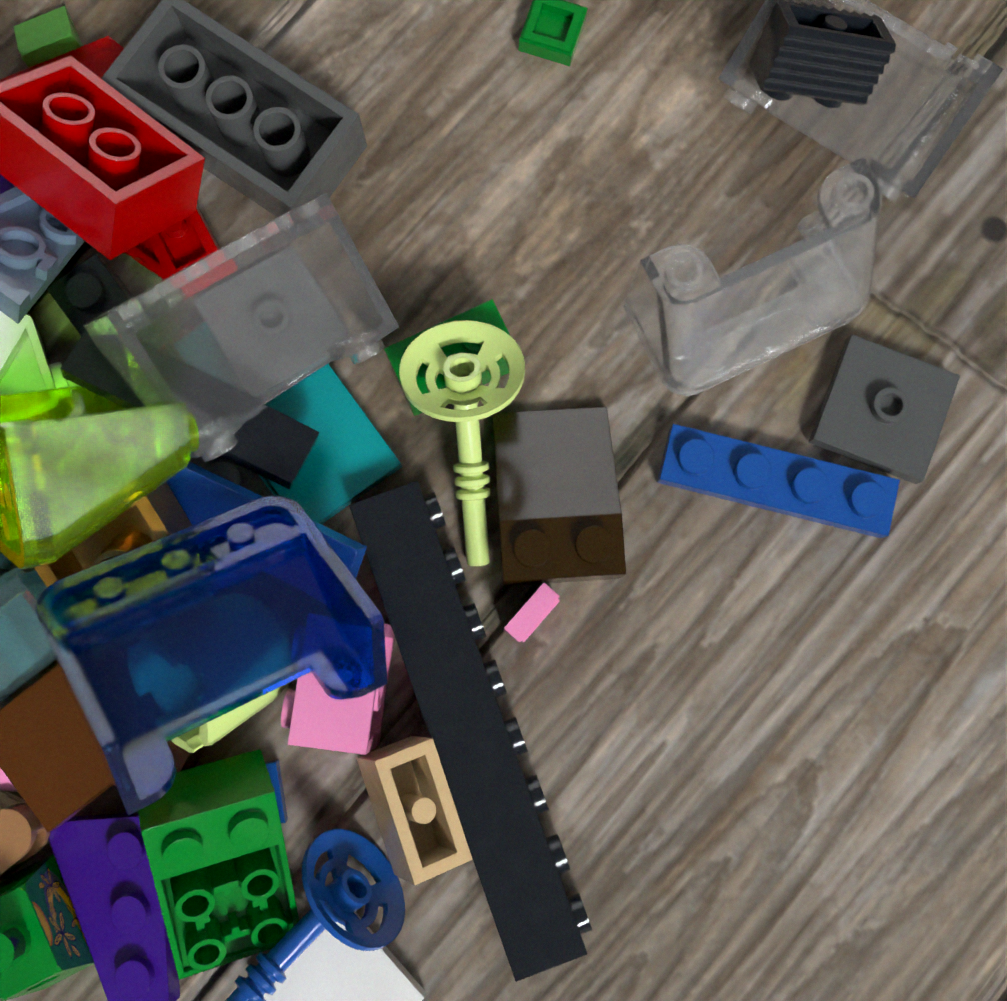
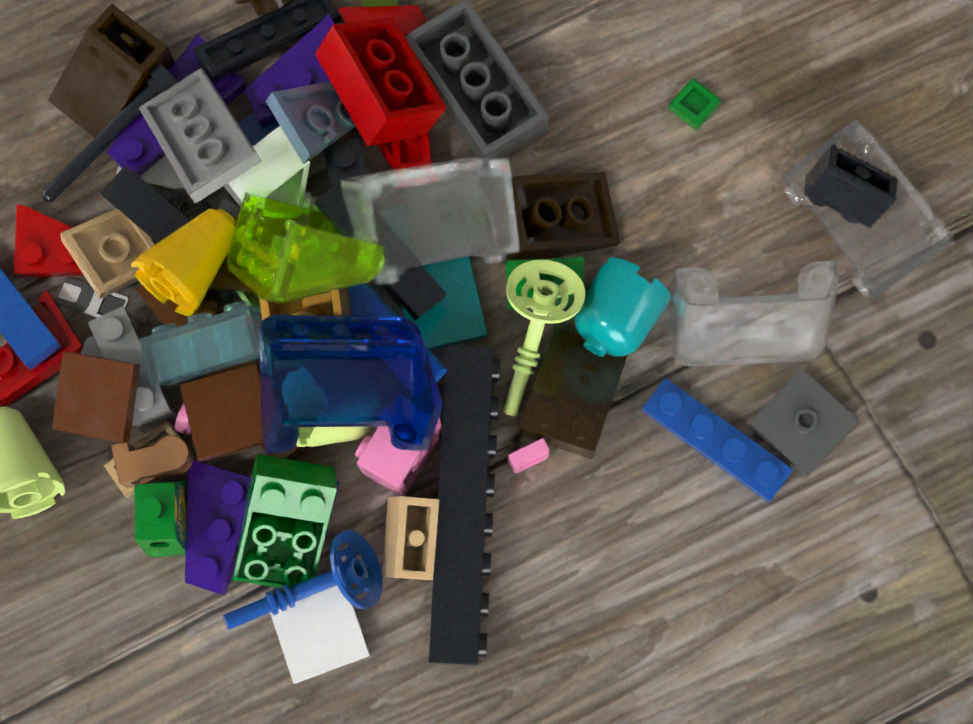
camera: 30 degrees right, 5 degrees down
(436, 252) = (562, 215): none -> dark brown slope
(576, 351) = (620, 309): none -> teal cylinder

